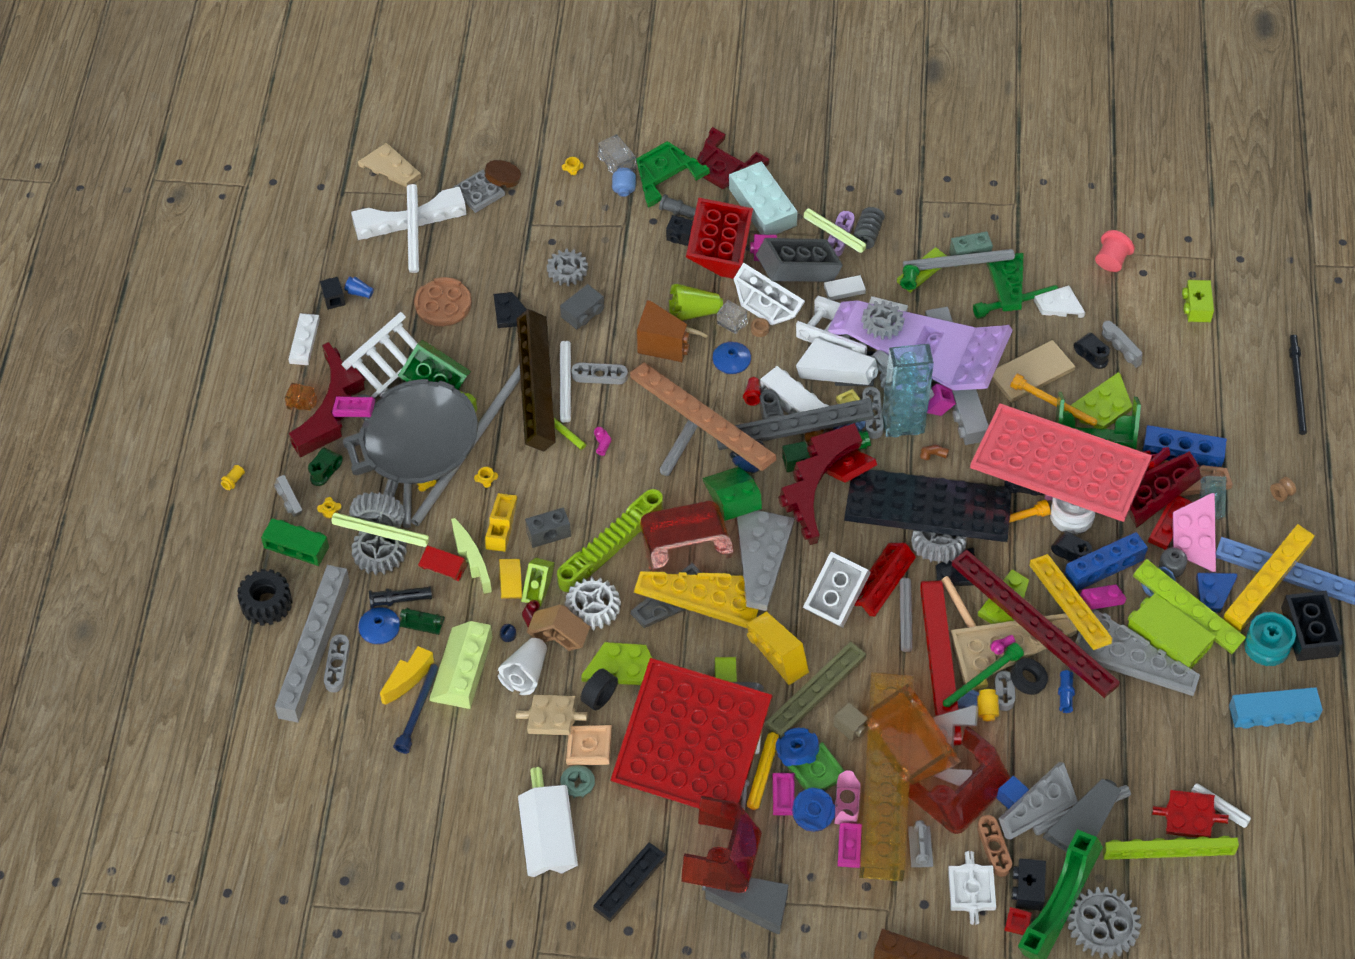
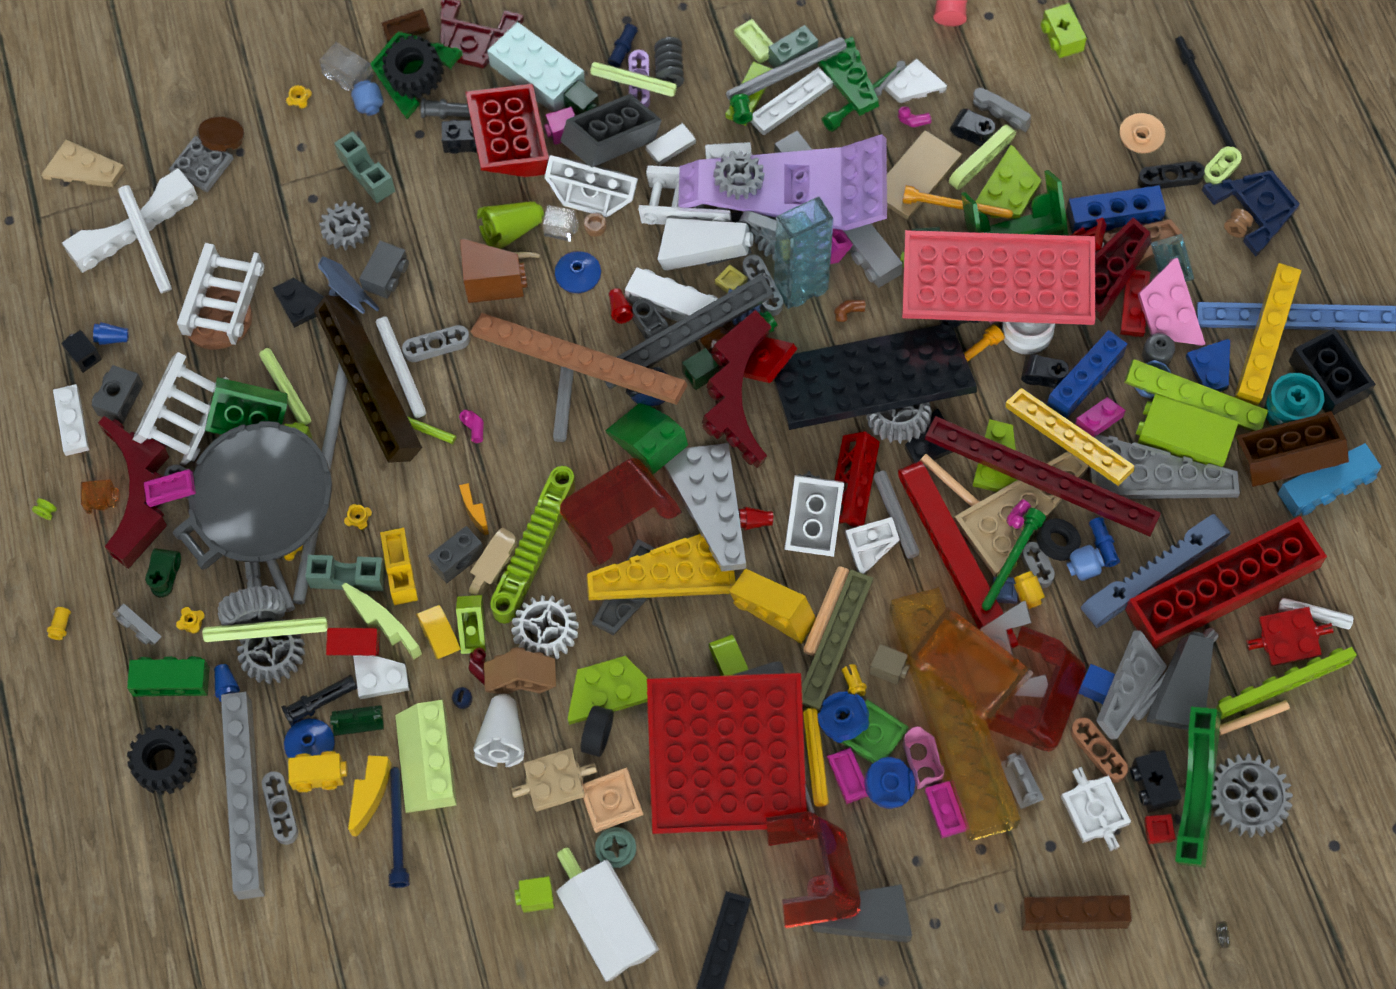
camera: 20 degrees left, 10 degrees up
(257, 394) = (44, 509): none -> lime bush
(335, 557) = (224, 681): none -> blue cone
(345, 331) = (117, 406): none -> dark grey brick
(374, 645) = (317, 771): none -> yellow brick
(443, 270) = (204, 279): none -> white fence
(443, 507) = (327, 573): none -> sand green arch
(452, 596) = (379, 676): none -> white wing
(472, 366) = (284, 386): none -> yellowish green axle
(501, 792) = (535, 894): none -> lime brick
(547, 308) = (344, 285): none -> sand blue shield
(573, 541) = (493, 561): none -> tan piece
(577, 501) = (475, 512): none -> light orange slope
(600, 234) = (370, 175): none -> sand green arch
(666, 180) = (406, 52): none -> black tyre
(682, 139) = (411, 23): none -> reddish brown plate
(787, 229) = (580, 98): none -> brick
(790, 579) = (754, 518): none -> red cone
(817, 666) = (826, 611): none -> light nougat axle
(818, 724) = (854, 681): none -> yellow pin
(838, 204) = (622, 45): none -> dark blue pin
(876, 628) = (871, 542): none -> white wing
(943, 232) = (754, 40): none -> yellowish green plate
(953, 285) = (791, 101): none -> white plate
(1043, 701) = (1085, 563): none -> medium blue head
(1045, 329) = (911, 119): none -> dark pink arm
(1047, 738) = (1196, 543): none -> sand blue gear
(1053, 286) = (900, 66): none -> light grey hinge
(1090, 374) = (982, 157): none -> yellowish green beam
(1133, 866) = (1253, 717): none -> light nougat bar
(1153, 754) = (1226, 582): none -> red brick
(1233, 391) = (1145, 126): none -> light nougat dish
(1251, 670) = (1292, 449): none -> reddish brown brick
(1256, 444) = (1177, 168): none -> black beam
(1286, 442) = (1220, 167): none -> yellowish green plate
(1312, 477) = (1263, 198): none -> dark blue wing

